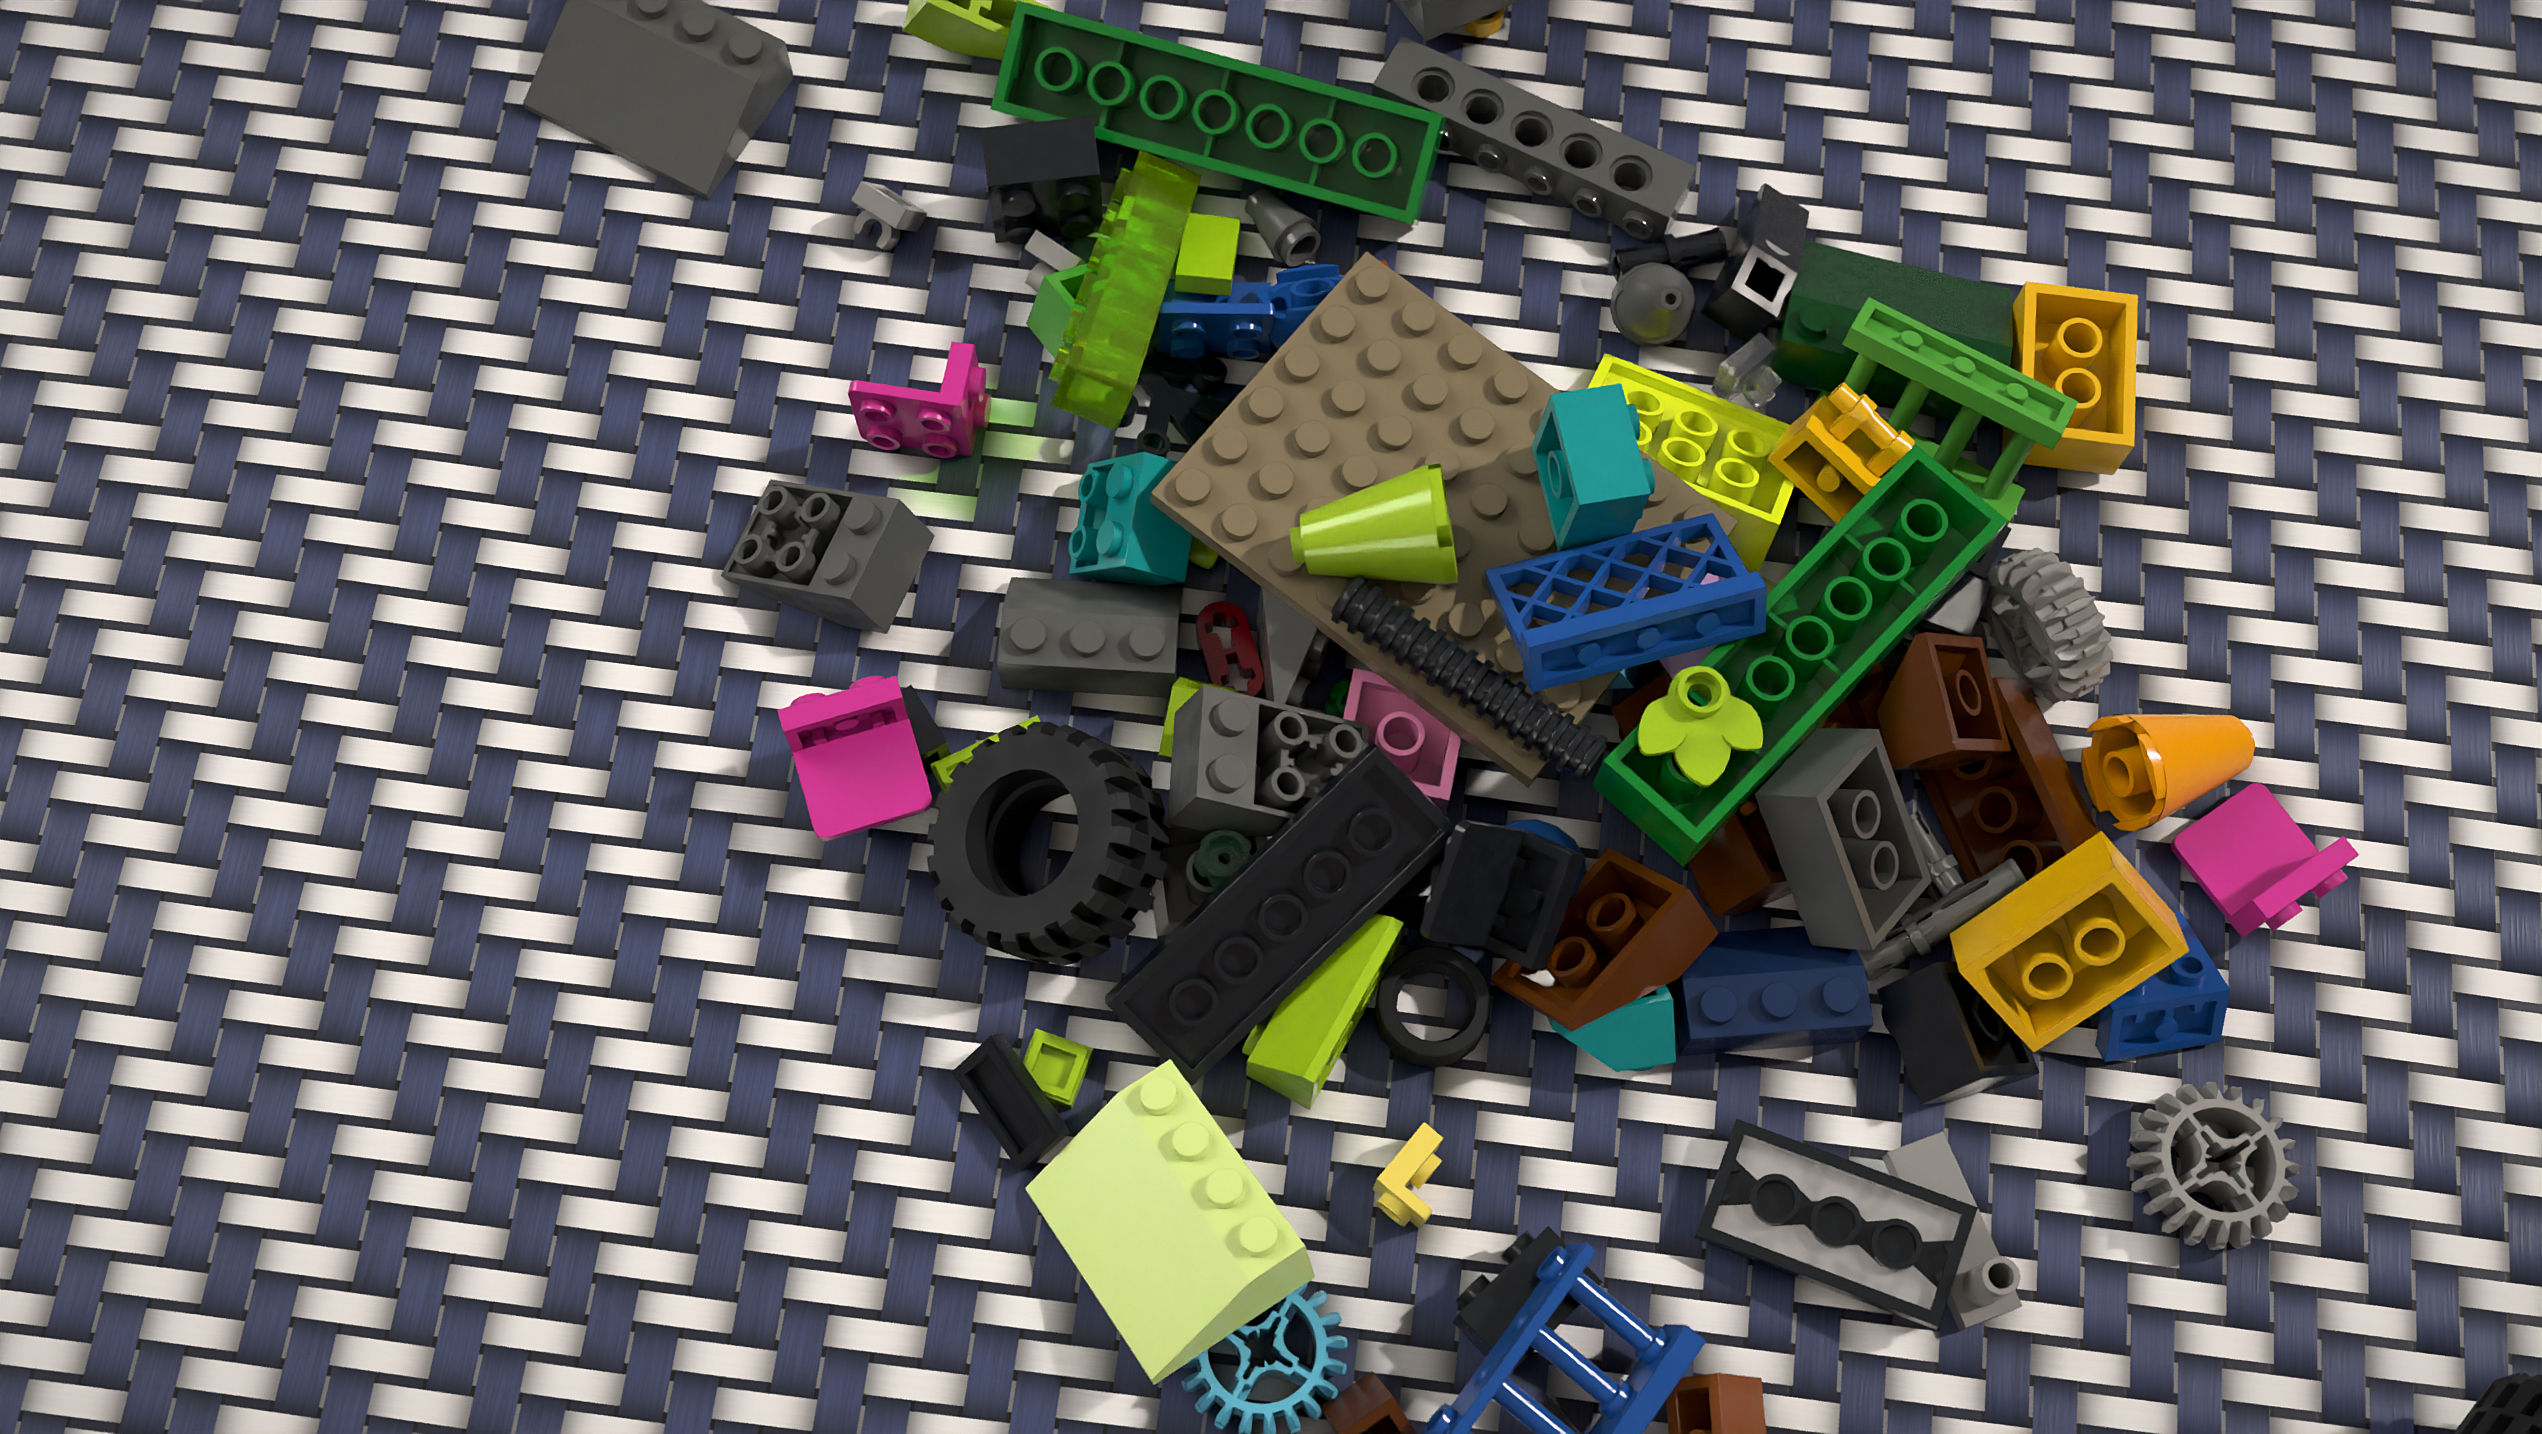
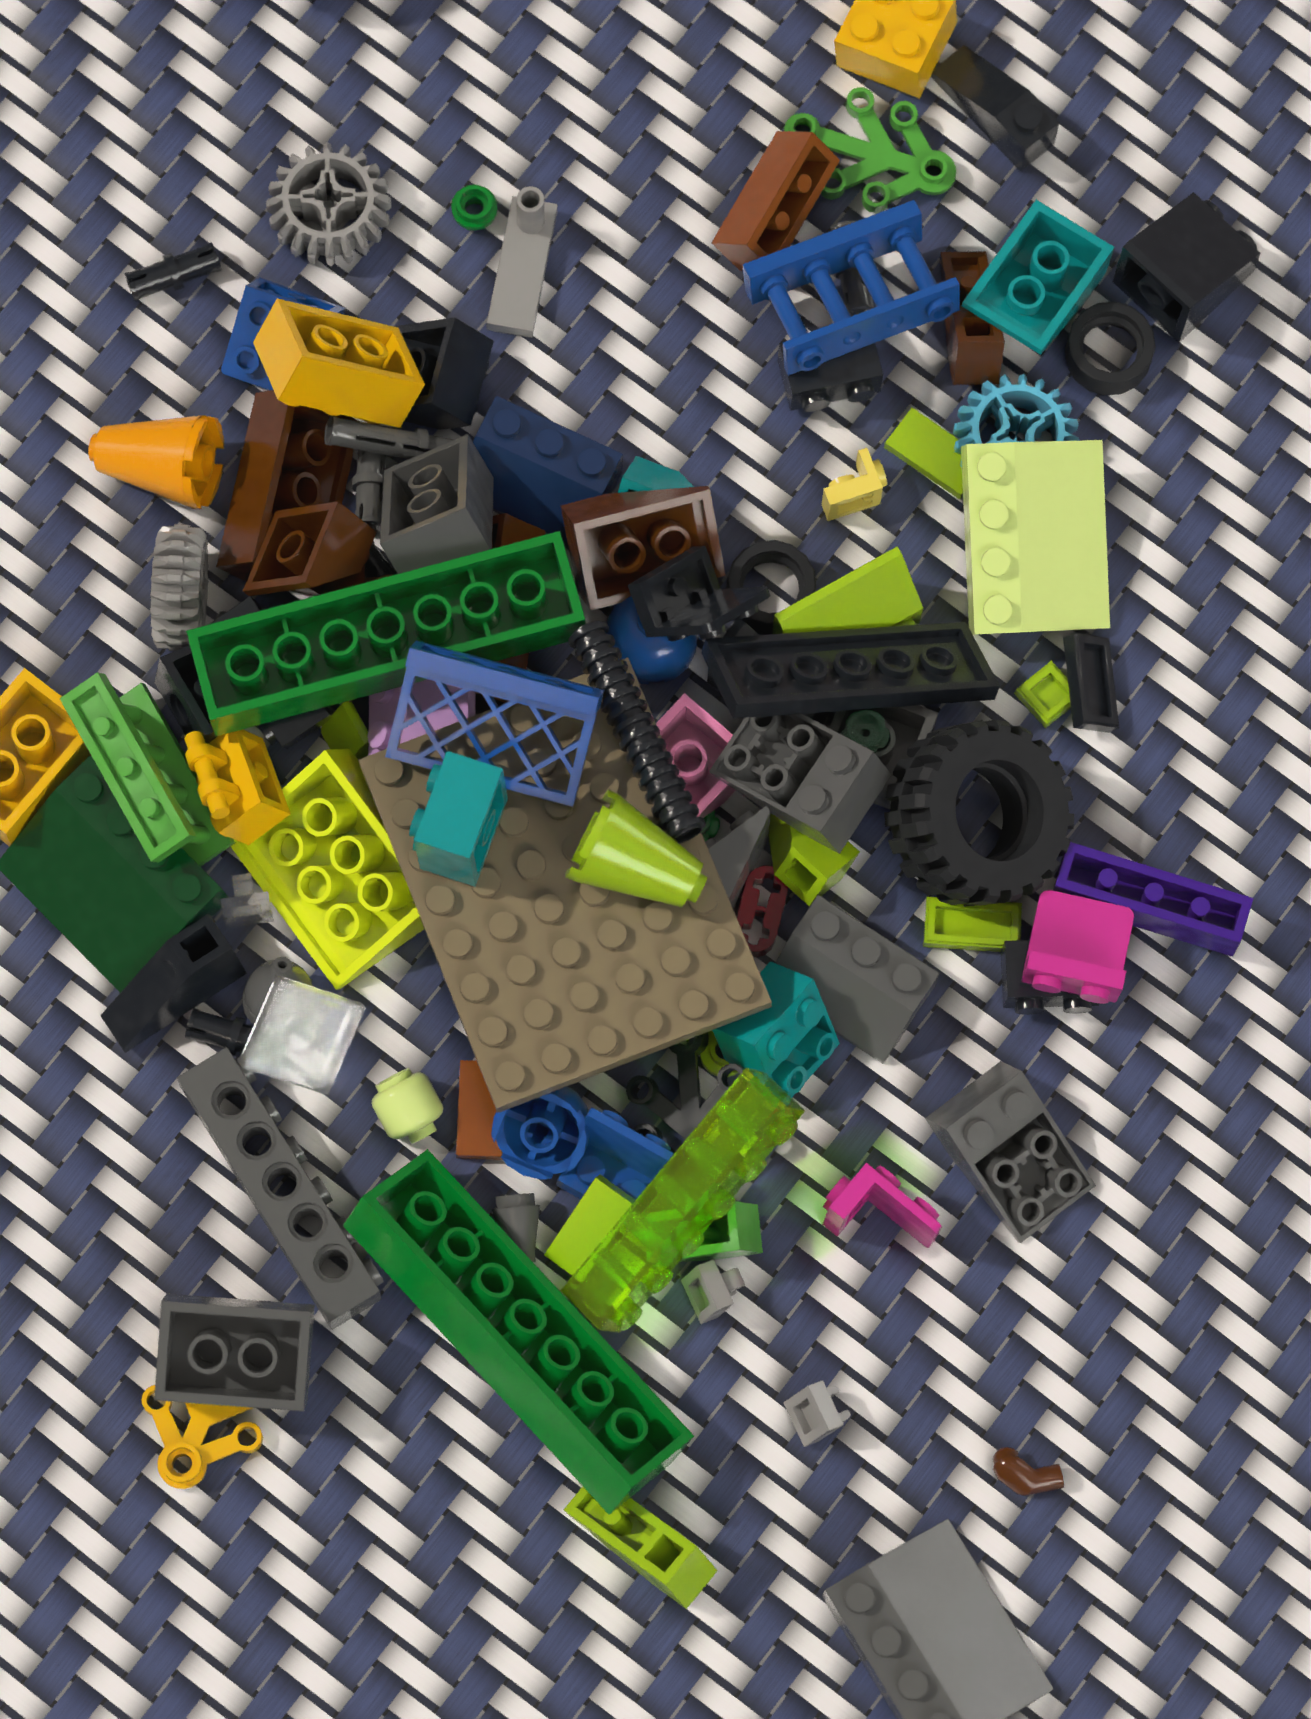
camera: 150 degrees left, 5 degrees up
(645, 262) = (1022, 1477): none -> reddish brown arm
(807, 881) = (1158, 898): none -> dark purple brick
(1043, 179) = (687, 1349): black brick -> none
(1360, 1284) = (928, 450): none -> lime tile
(1461, 273) = (407, 1105): none -> yellowish green head
(1606, 266) = (301, 1035): none -> clear tile
(1697, 734) = (510, 595): lime plate -> none
(1836, 1223) = (600, 304): piece -> none
(2071, 1264) = (474, 195): none -> green plate
(2258, 860) = (146, 364): dark pink bracket -> none
(2314, 989) = (173, 271): none -> black pin

